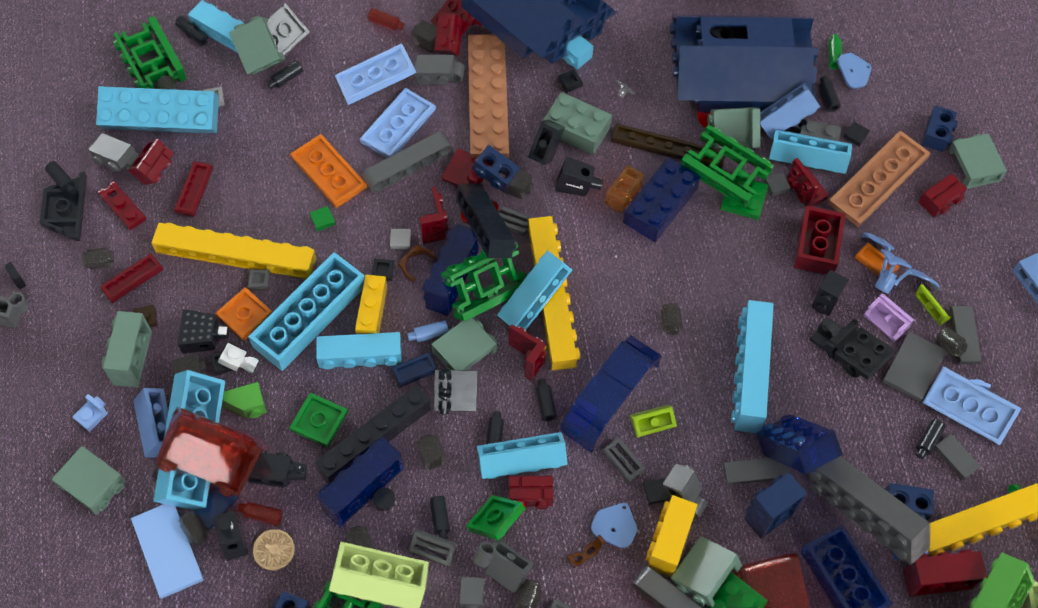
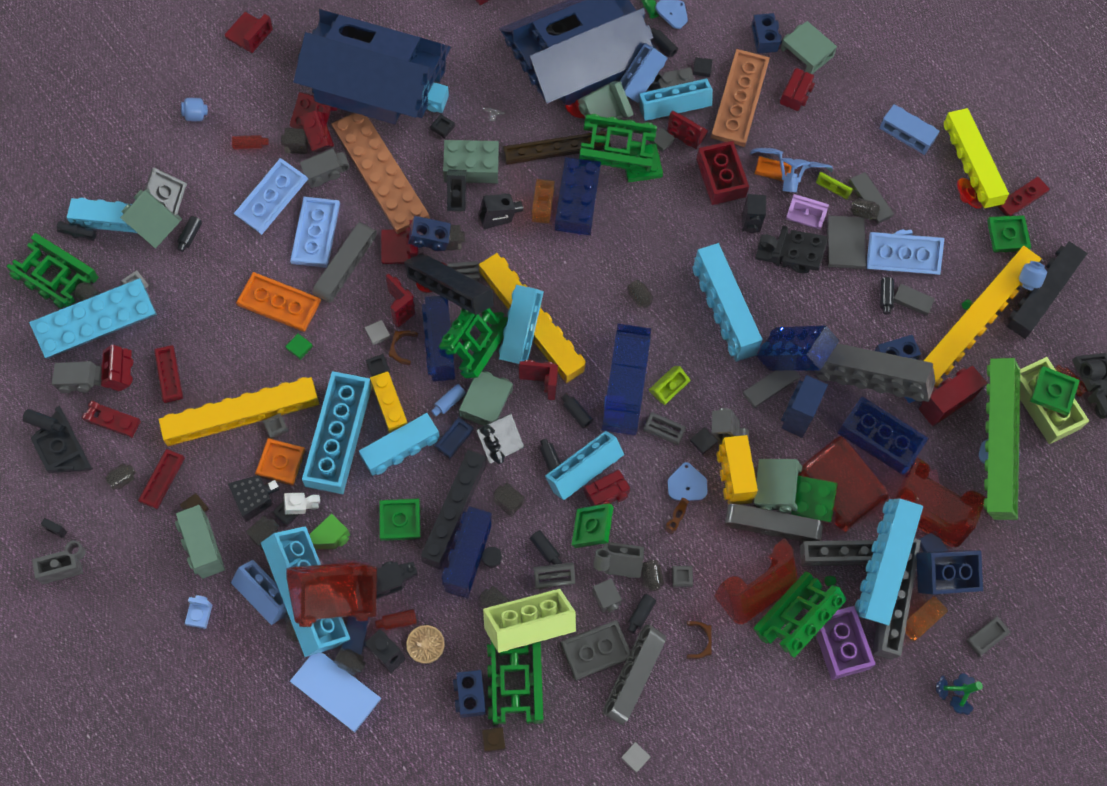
camera: 30 degrees left, 5 degrees up
(89, 480) = (234, 668): sand green panel -> none

